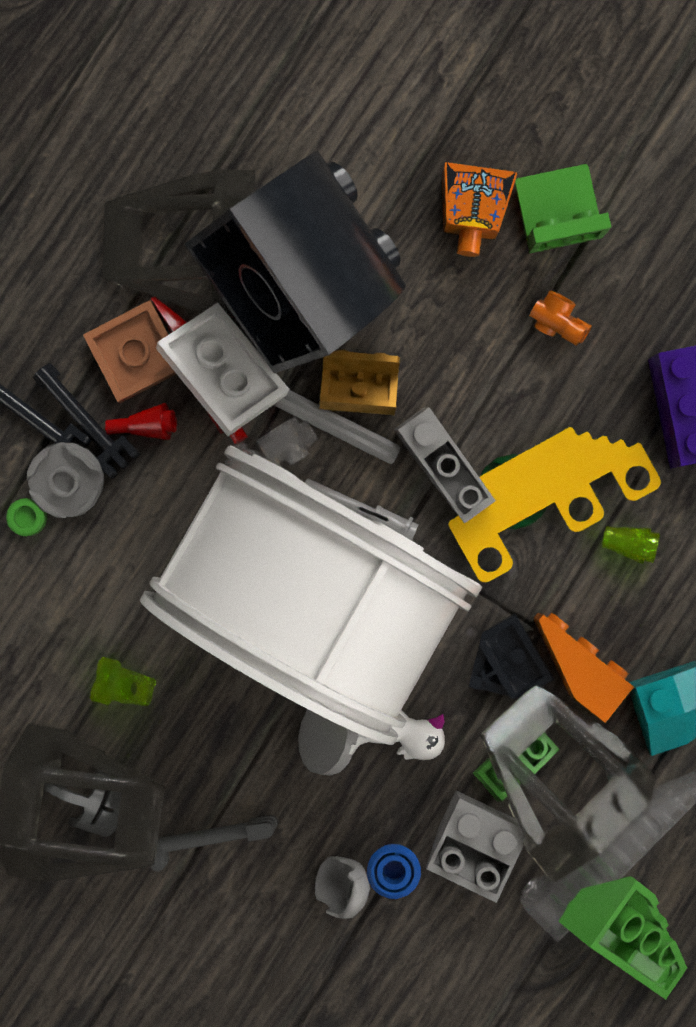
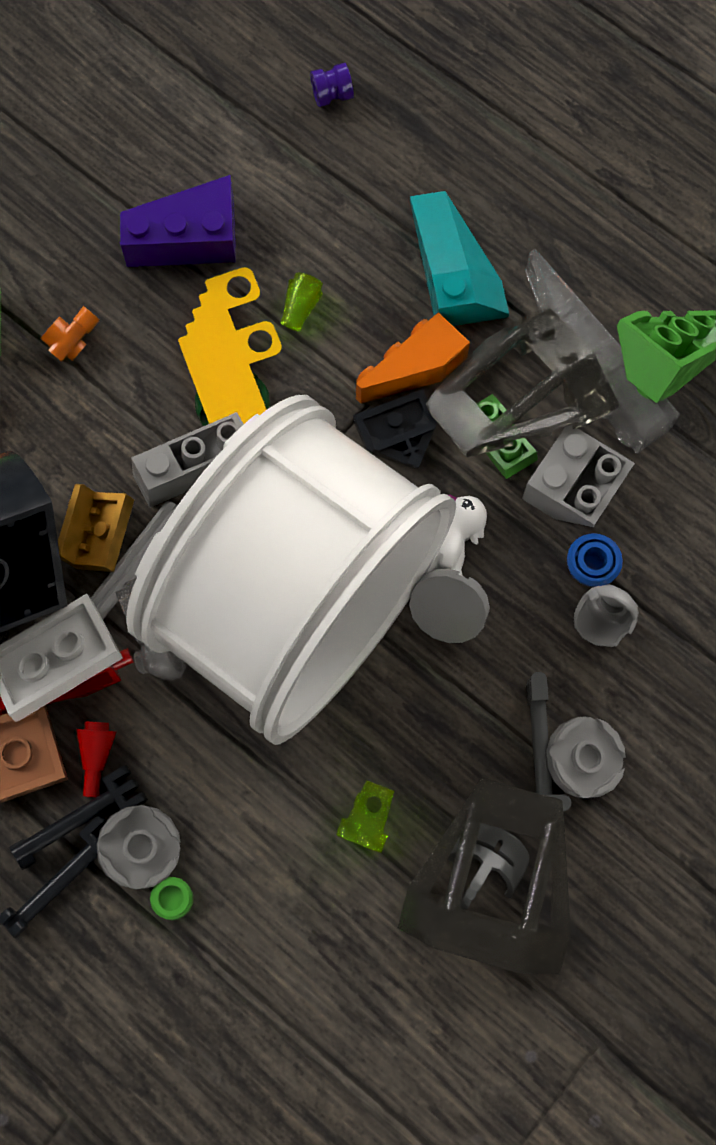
camera: 75 degrees left, 15 degrees down
(204, 880) = (585, 757): none -> light grey tile

